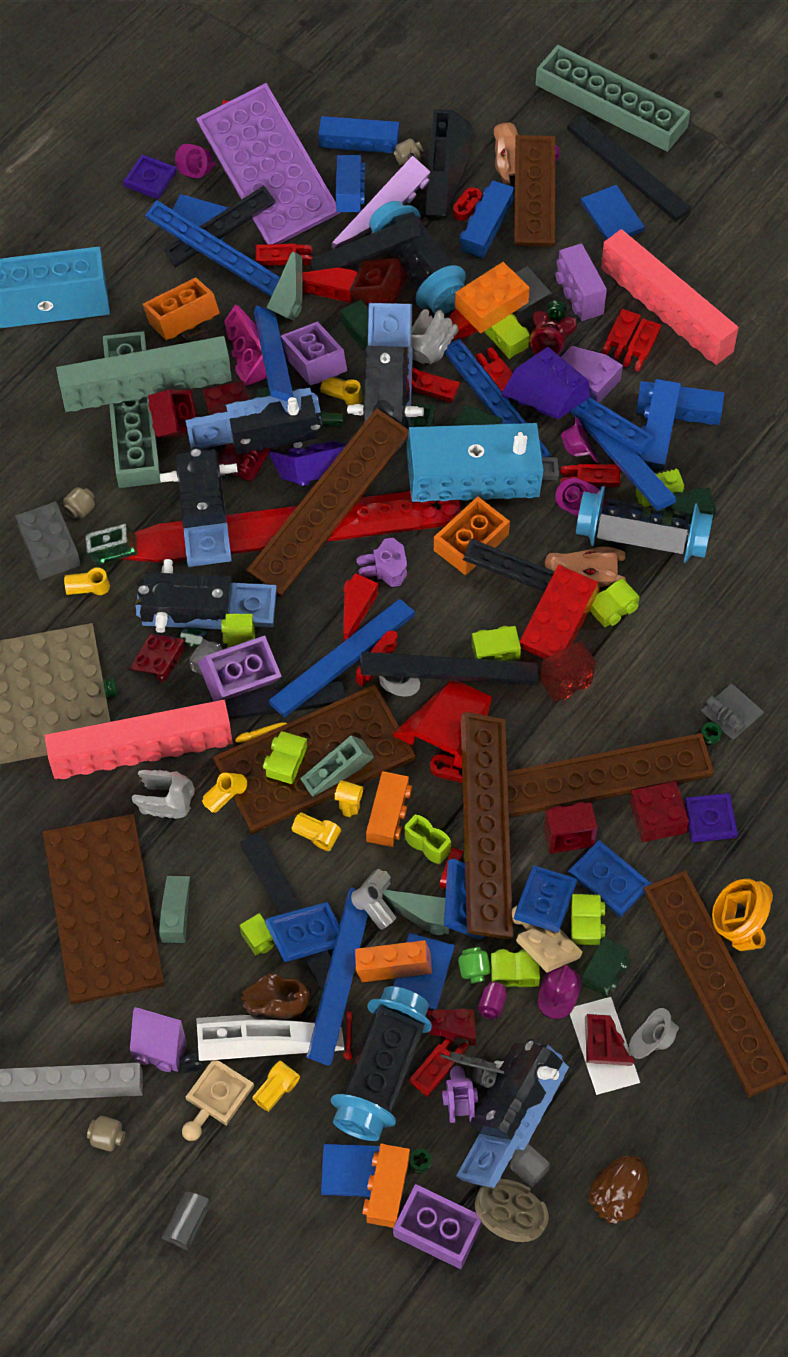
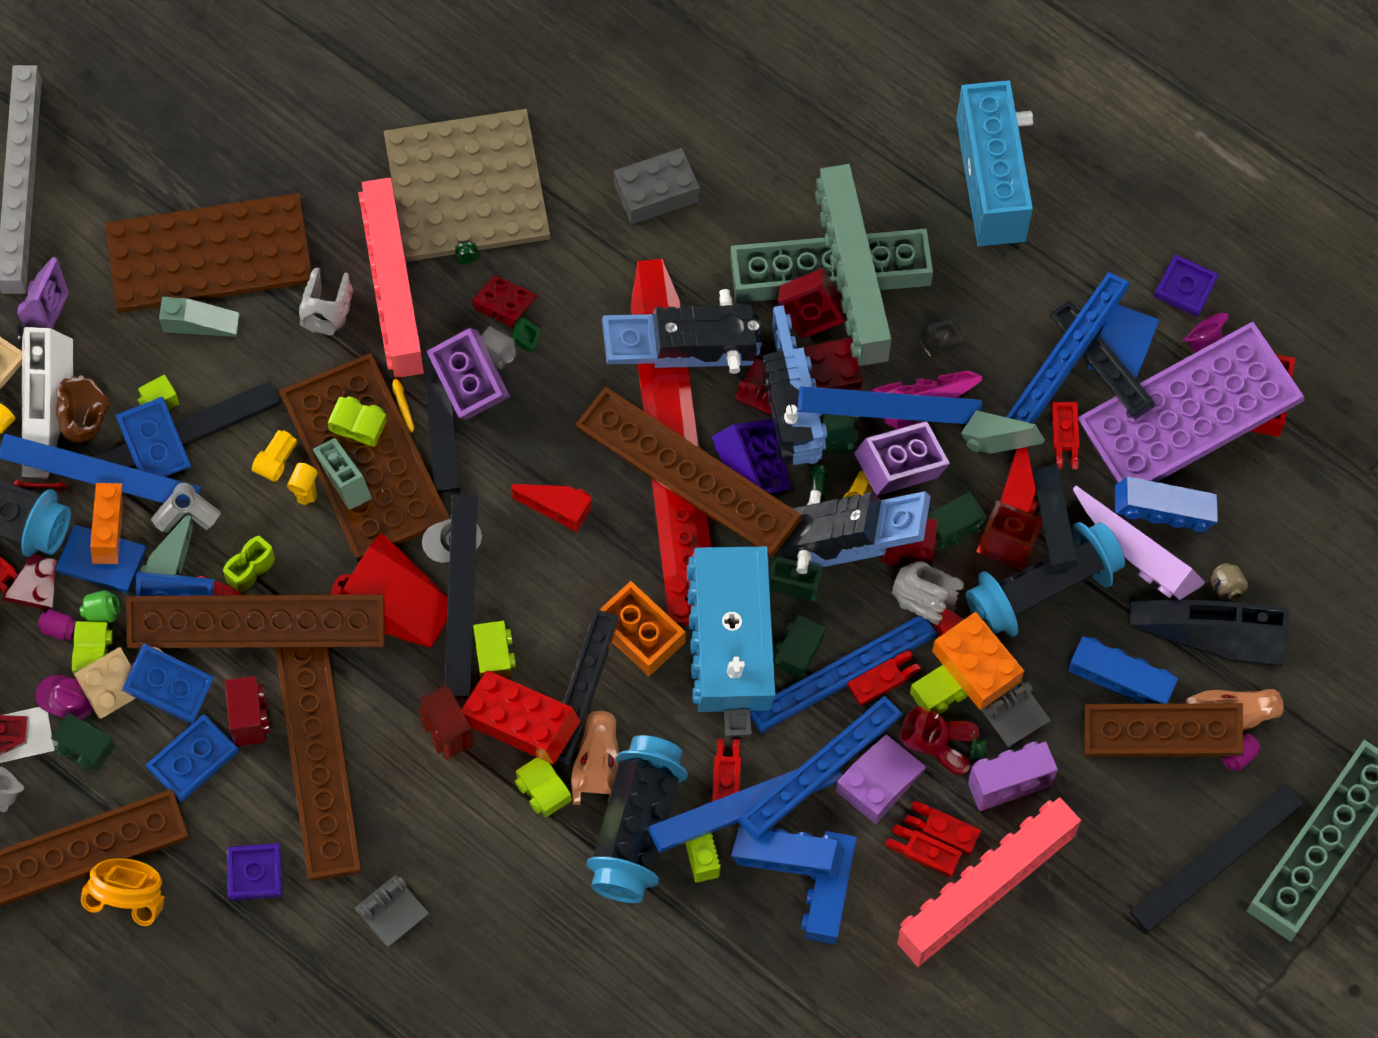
camera: 90 degrees right, 5 degrees up
(78, 503) = (707, 217): dark tan head -> none
(86, 582) = (601, 227): yellow piece -> none
(111, 544) = (642, 246): clear green brick -> none
(181, 308) = (972, 314): orange brick -> none
(200, 601) = (563, 341): black piece -> none
(227, 786) = (324, 361): yellow piece -> none
(237, 629) = (521, 376): lime brick -> none
(340, 658) = (489, 488): blue tile -> none
(358, 134) = (1258, 525): blue brick -> none
(385, 645) = (492, 526): red hinge -> none
(387, 561) = (608, 536): medium lavender hinge -> none
(388, 809) = (294, 528): orange brick -> none
(434, 386) = (867, 599): red hinge -> none
(464, 202) = (1151, 652): red beam -> none
(548, 384) = (848, 723): dark purple wedge -> none
(570, 494) = (697, 750): magenta piece -> none
(576, 441) = (771, 761): magenta piece -> none
(586, 919) = (141, 726): lime brick -> none
(612, 212) = (1137, 832): blue tile -> none
(659, 811) = (263, 812): dark red brick -> none
(686, 501) = (675, 887): clear green brick -> none
(713, 739) = (372, 883): dark green bush -> none

